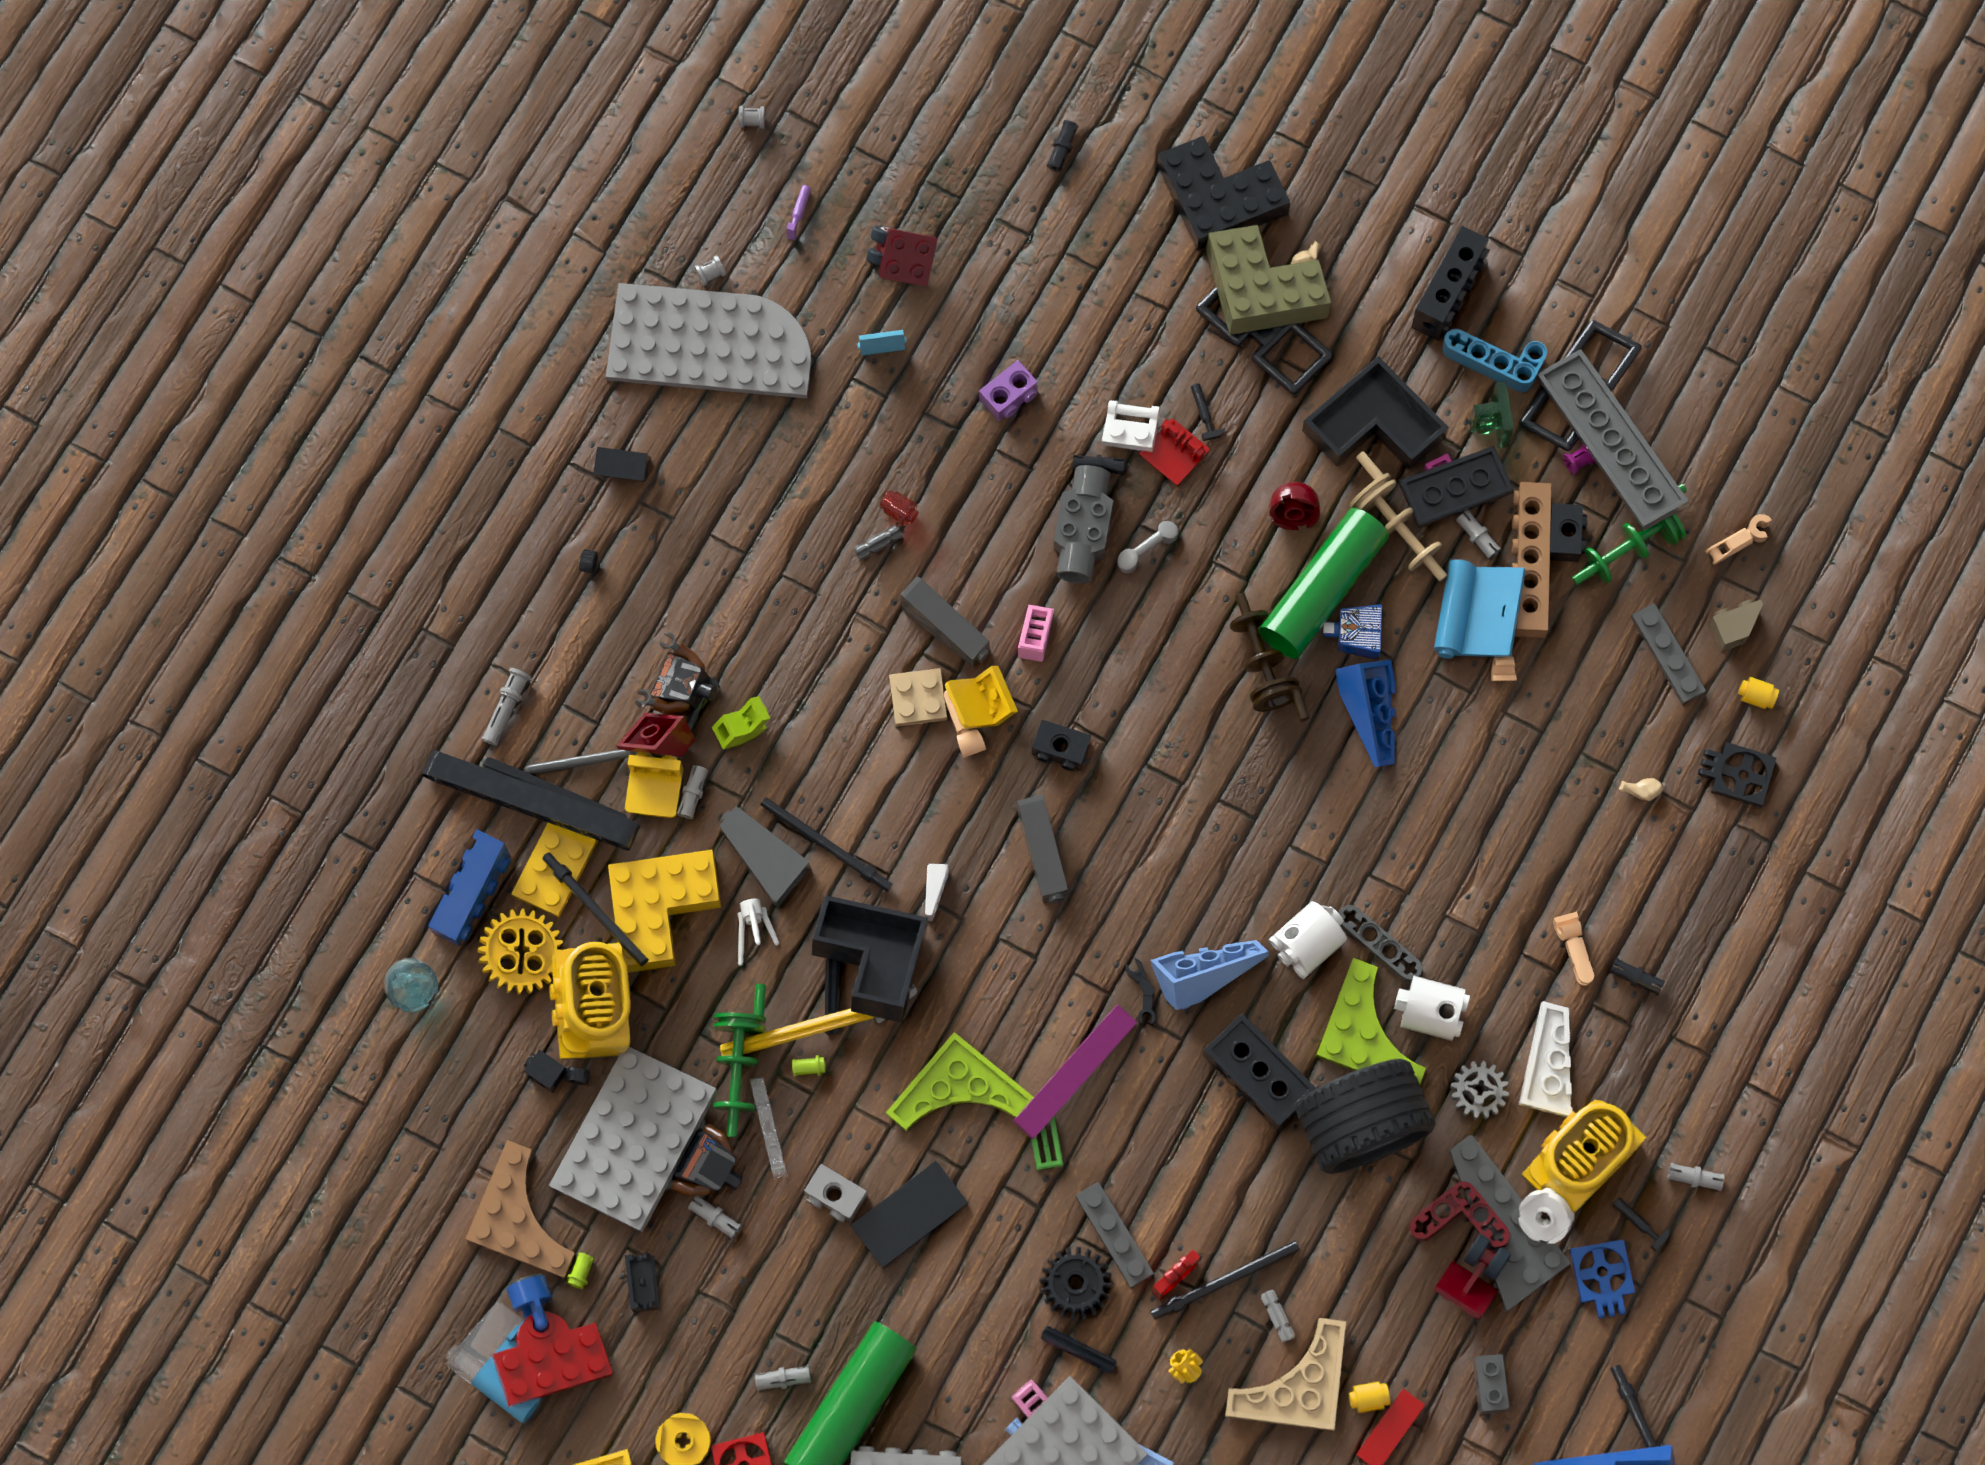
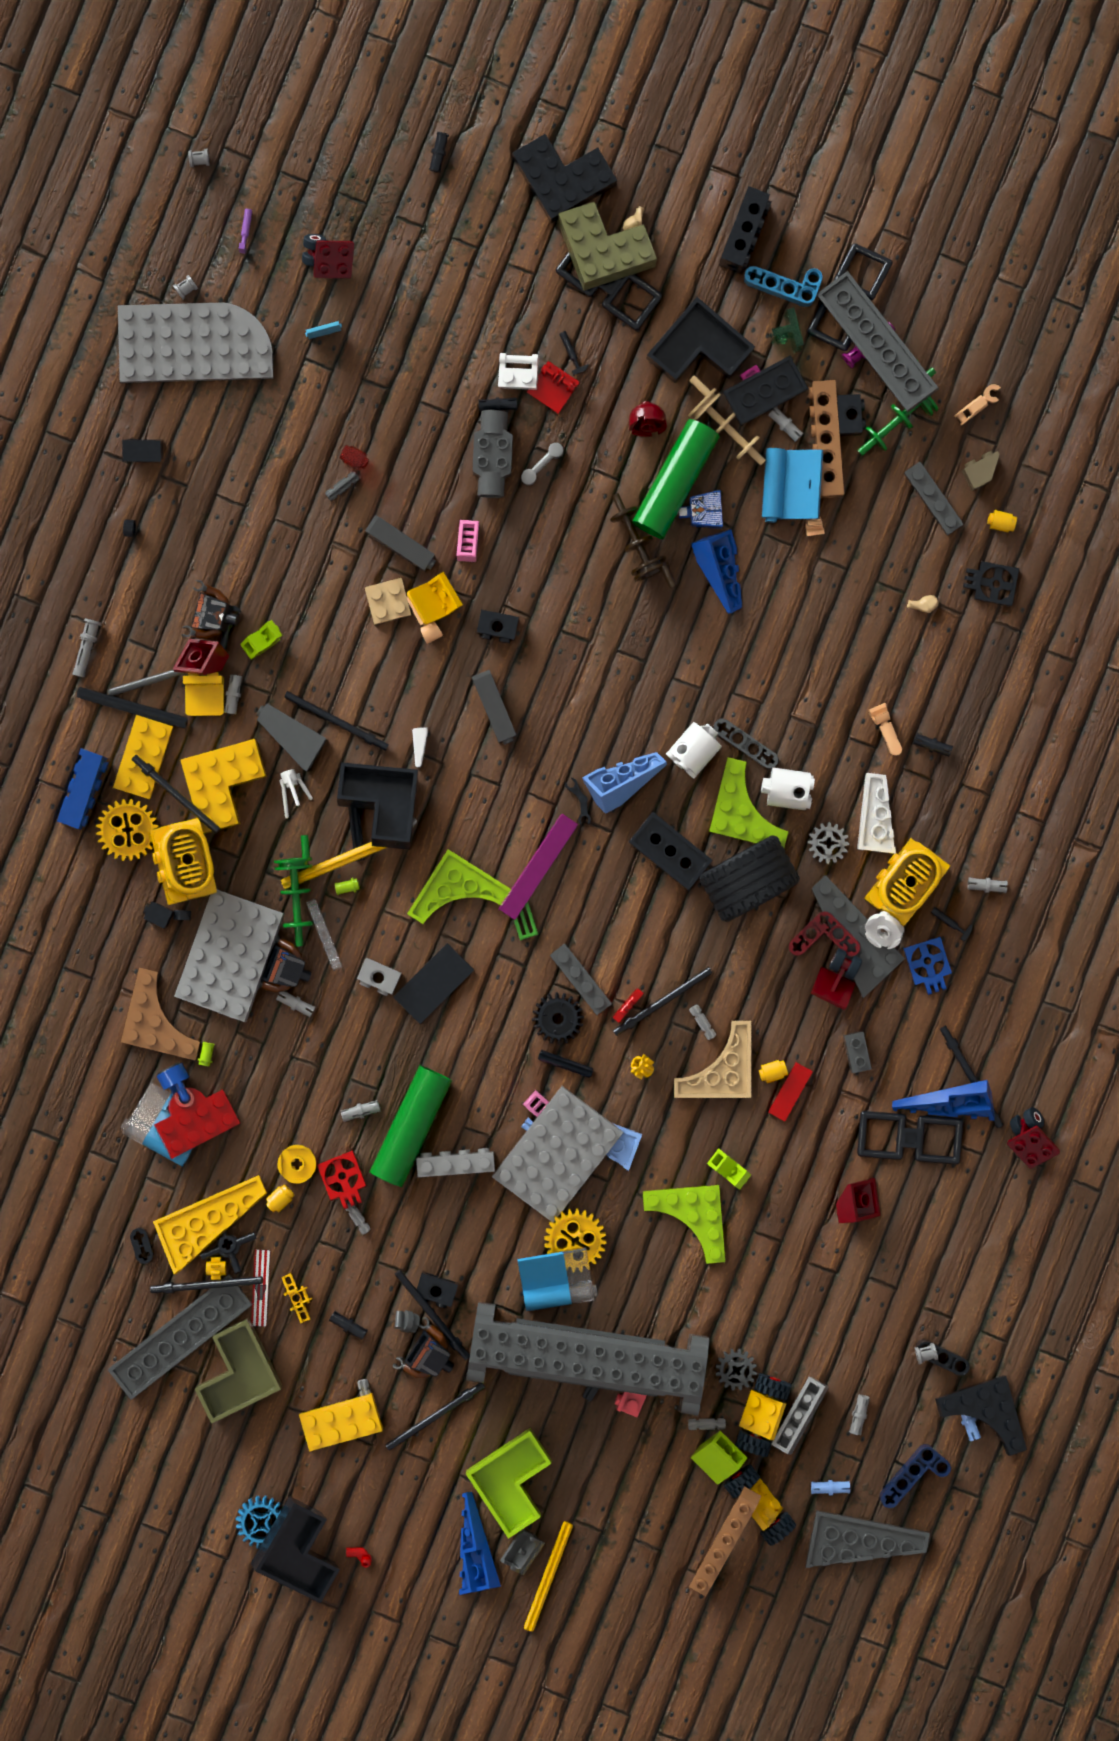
camera: 15 degrees left, 15 degrees up
(410, 984) = (51, 865): clear light blue cylinder -> none
(531, 800) = (116, 717): black beam -> none
(642, 1282) = (251, 1057): black hinge -> none
(1004, 387) = (419, 352): medium lavender brick -> none

